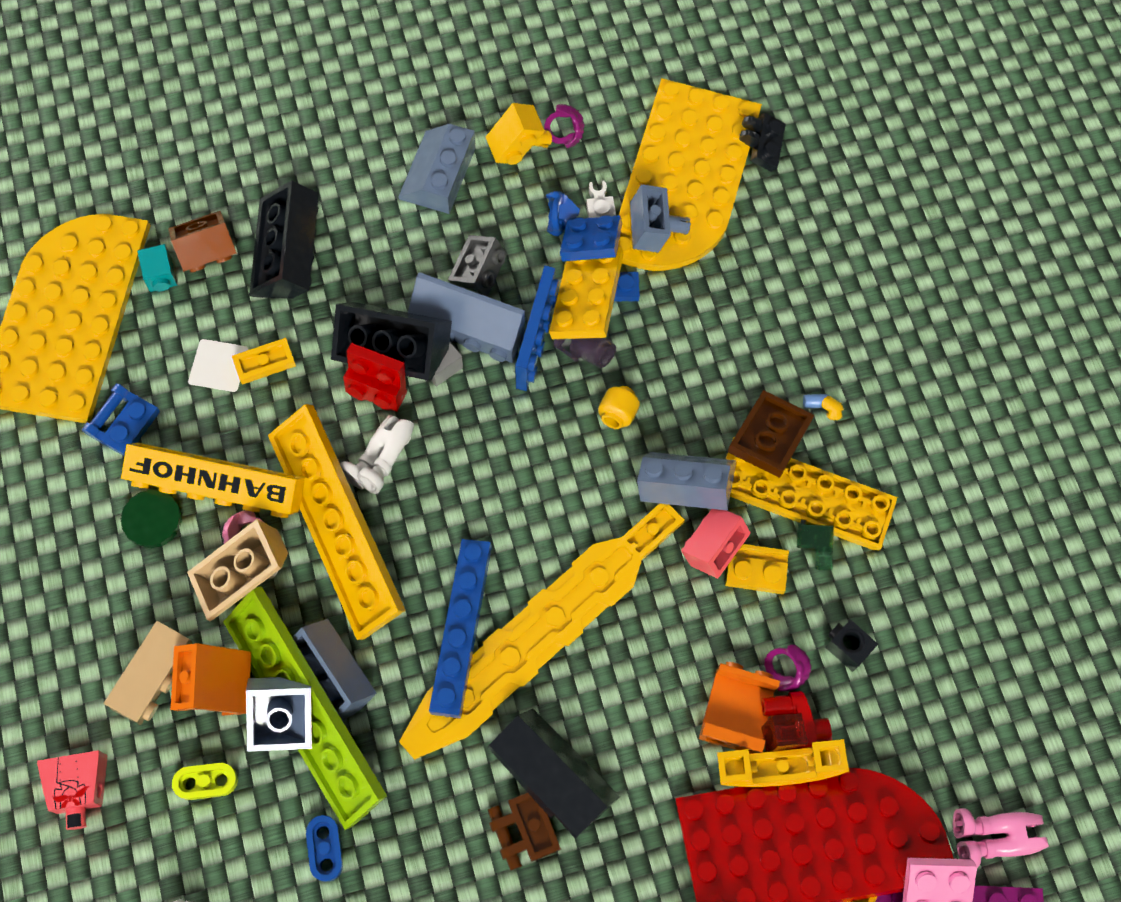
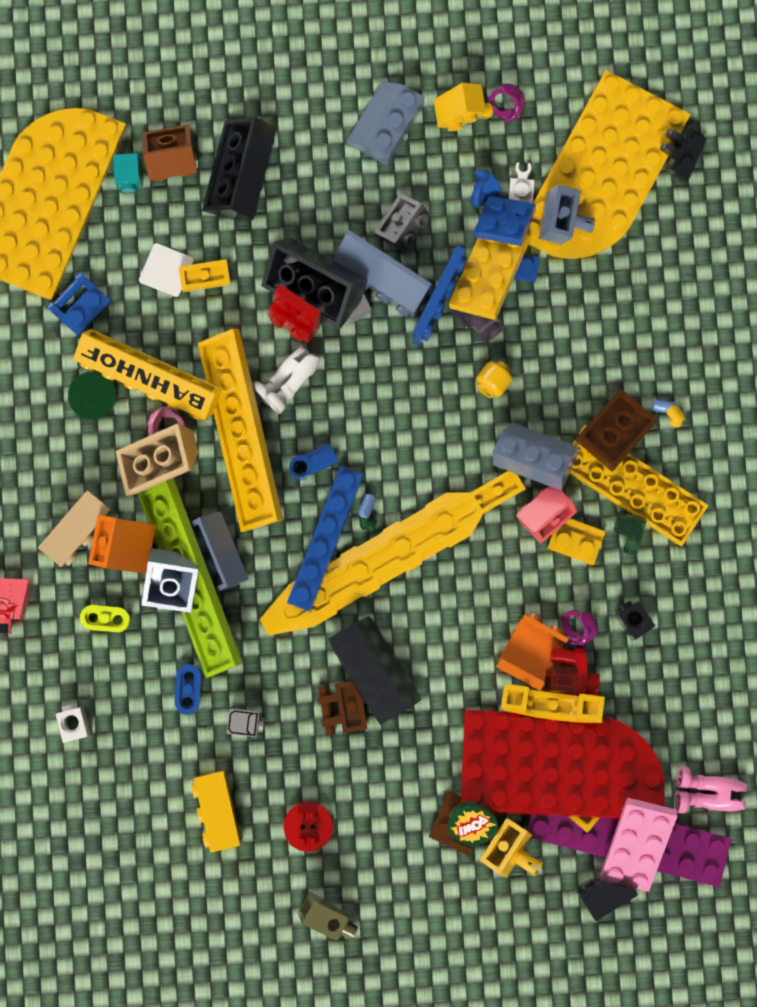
camera: 15 degrees right, 15 degrees up
(404, 875) = (244, 722): none -> light grey brick
(429, 539) = (314, 460): none -> blue piece
(501, 587) = (365, 509): none -> arm

